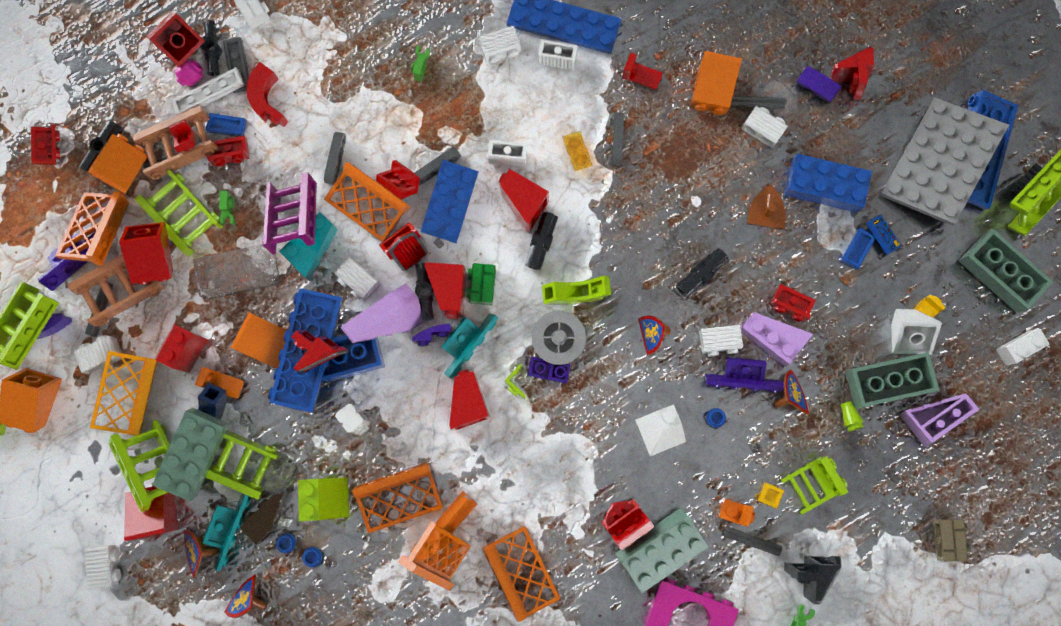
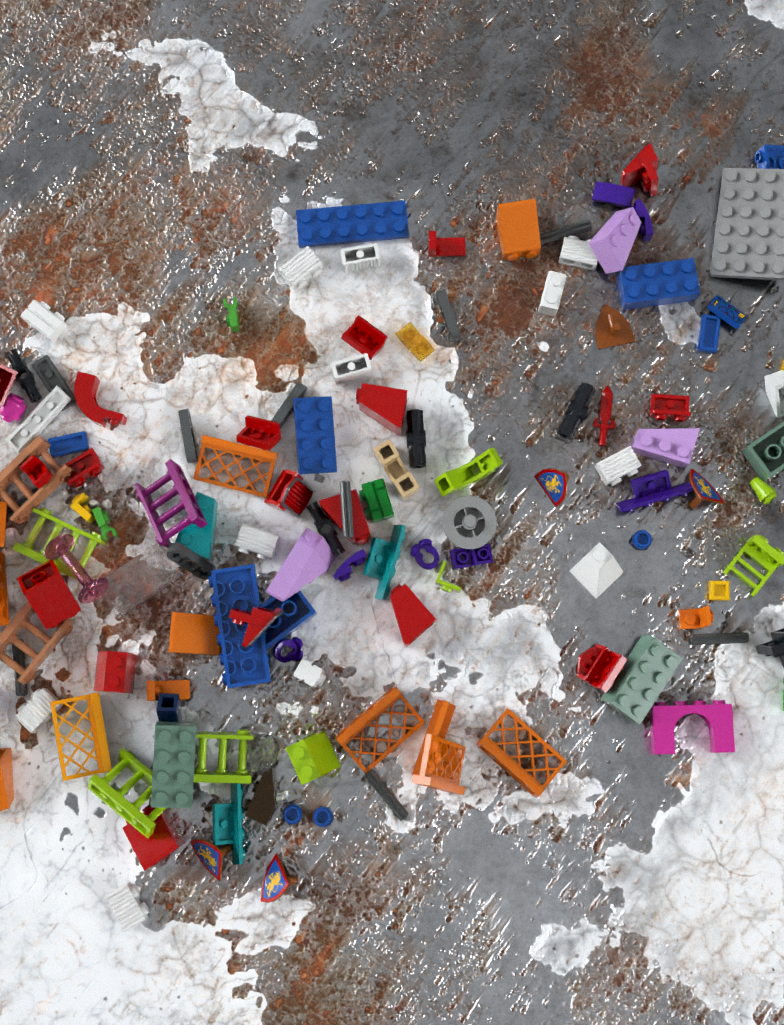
camera: 25 degrees left, 0 degrees up
(175, 214) = (60, 548): none -> clear pink hose
(211, 185) = (85, 512): none -> yellow bracket
(286, 271) = (181, 554): none -> dark grey beam
(350, 396) = (296, 653): none -> dark purple piece
(379, 561) = (386, 794): none -> dark grey axle
(446, 280) = (346, 508): none -> dark grey axle
(498, 346) = (427, 545): none -> dark purple piece
(510, 262) = (395, 470): none -> tan arch
(532, 129) = (364, 337): none -> red bracket
(723, 154) = (552, 293): none -> white brick
(727, 288) = (604, 416): none -> red sword
(803, 126) = (616, 239): none -> lavender wedge
(837, 116) = (646, 228): none -> dark purple slope

